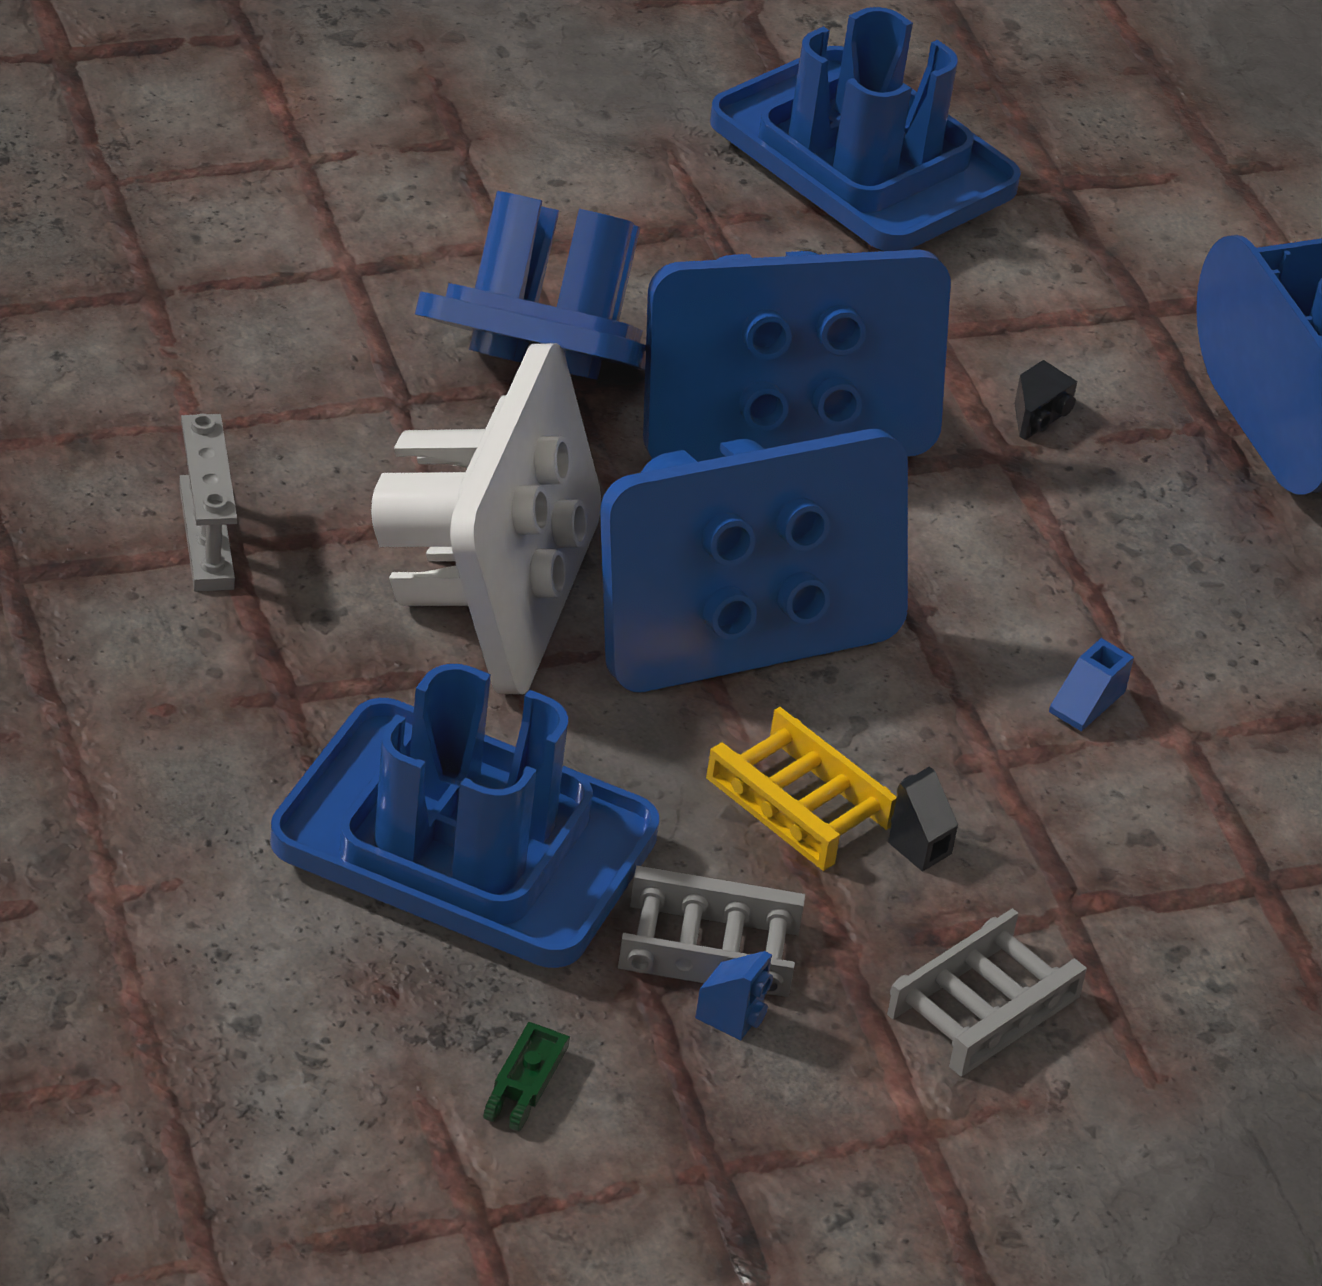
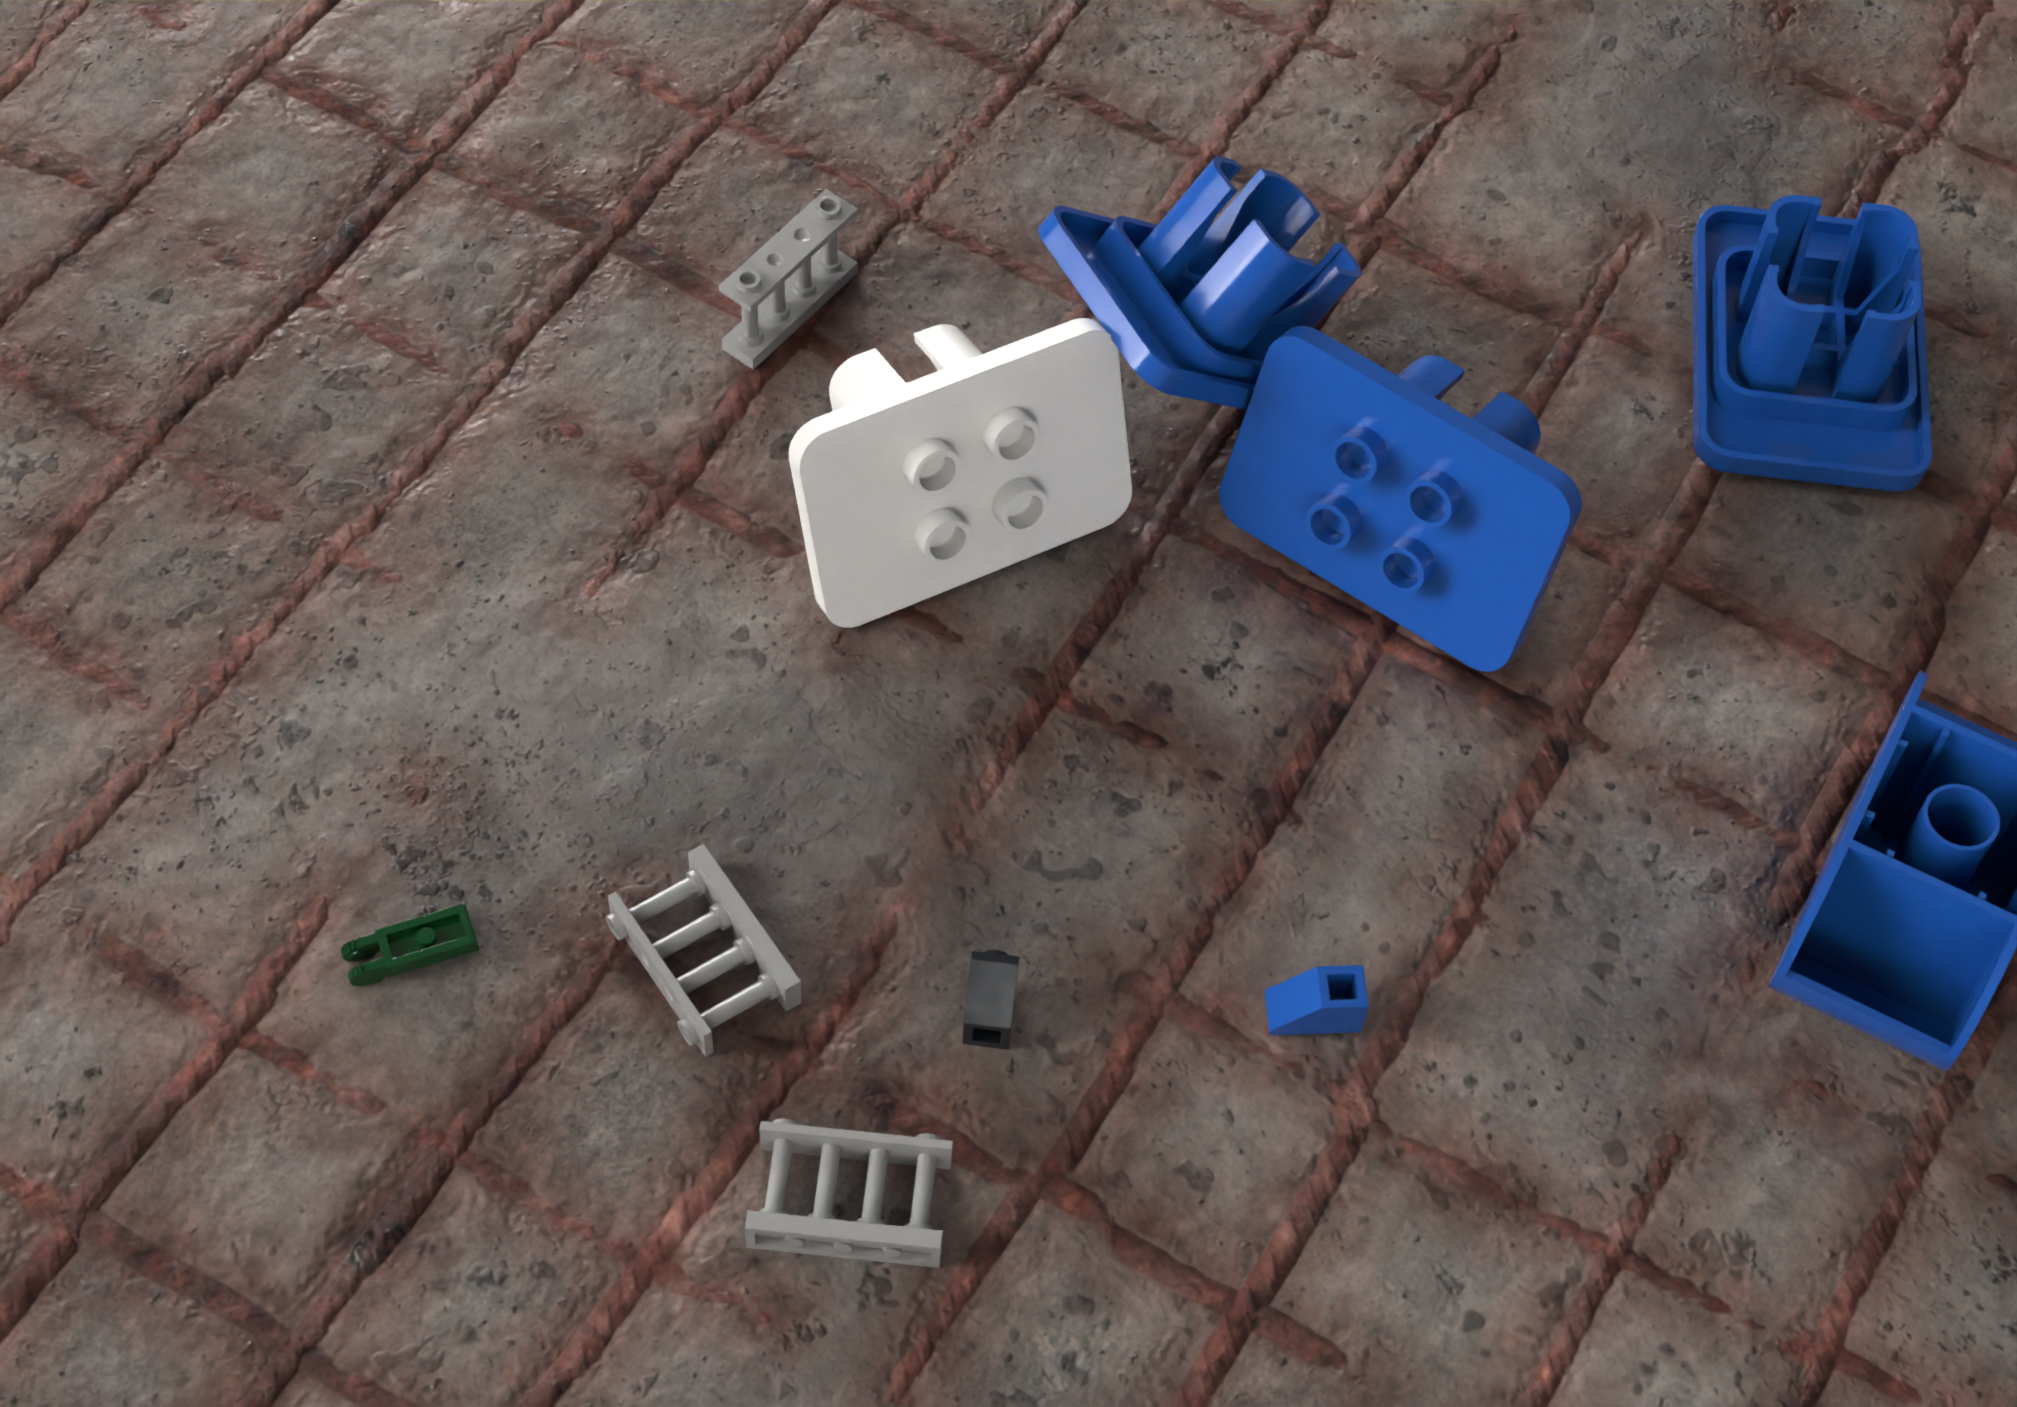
camera: 50 degrees right, 15 degrees up
(465, 824) = (624, 709): blue piece -> none
(735, 994) = (637, 1021): blue slope -> none
(753, 557) = (1107, 648): blue piece -> none
(792, 817) = (909, 864): yellow fence -> none
(1042, 398) = (1657, 701): black slope -> none

